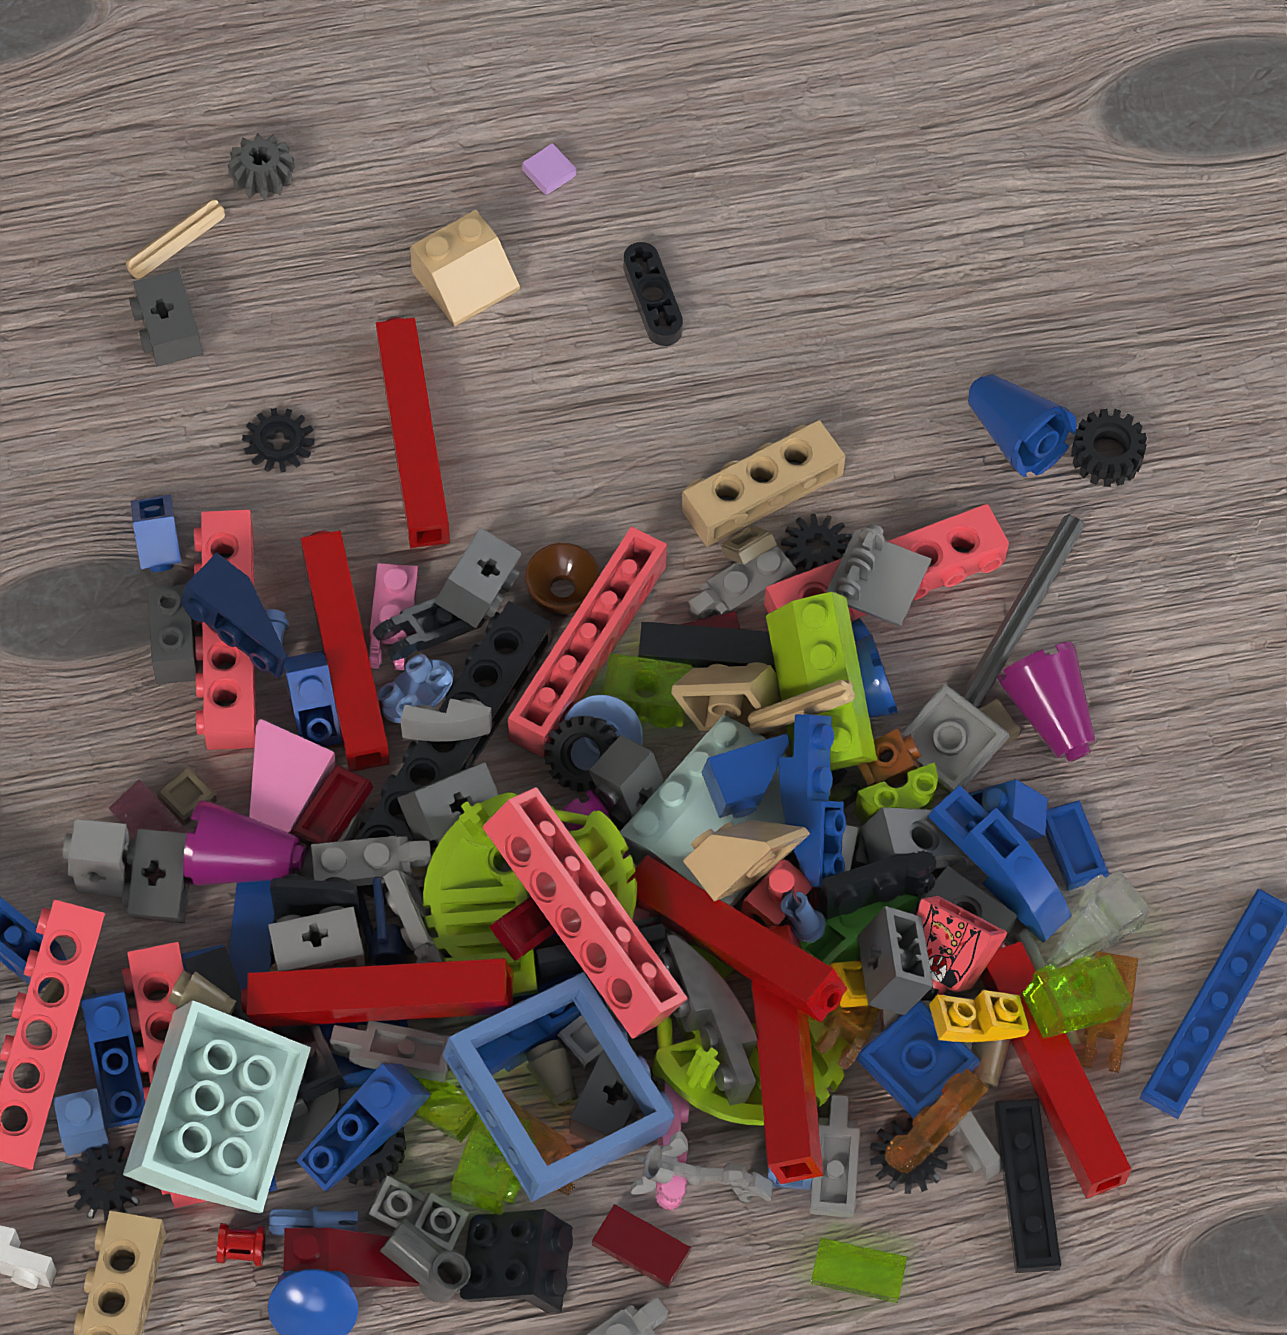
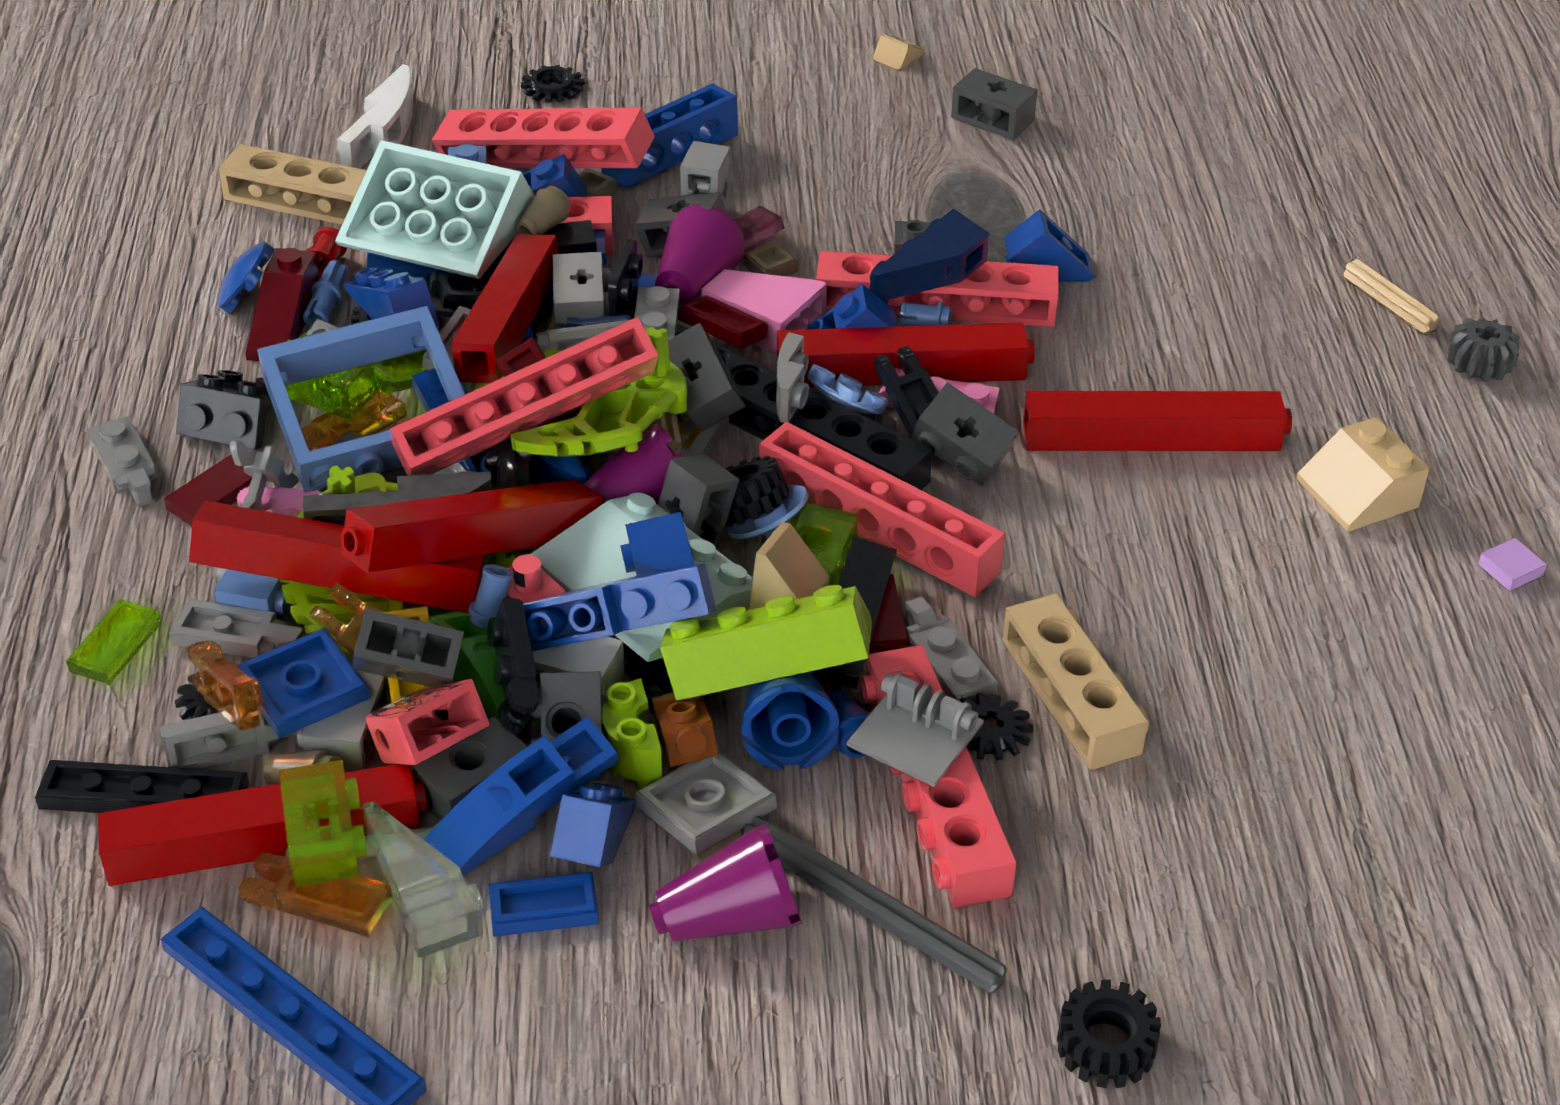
camera: 100 degrees right, 20 degrees down
(166, 317) = (1291, 277): dark grey brick -> none
(267, 430) = (1169, 349): black gear -> none
(422, 1259) = (263, 329): dark grey piece -> none
(558, 563) = (968, 493): reddish brown piece -> none
(649, 309) = (1311, 633): black beam -> none
(740, 854) = (561, 524): tan slope -> none
(748, 544) = (991, 657): dark tan tile -> none
(810, 702) = (727, 595): tan axle -> none
(984, 1019) = (326, 723): yellow slope -> none
(1022, 423) = (1137, 926): blue cone -> none

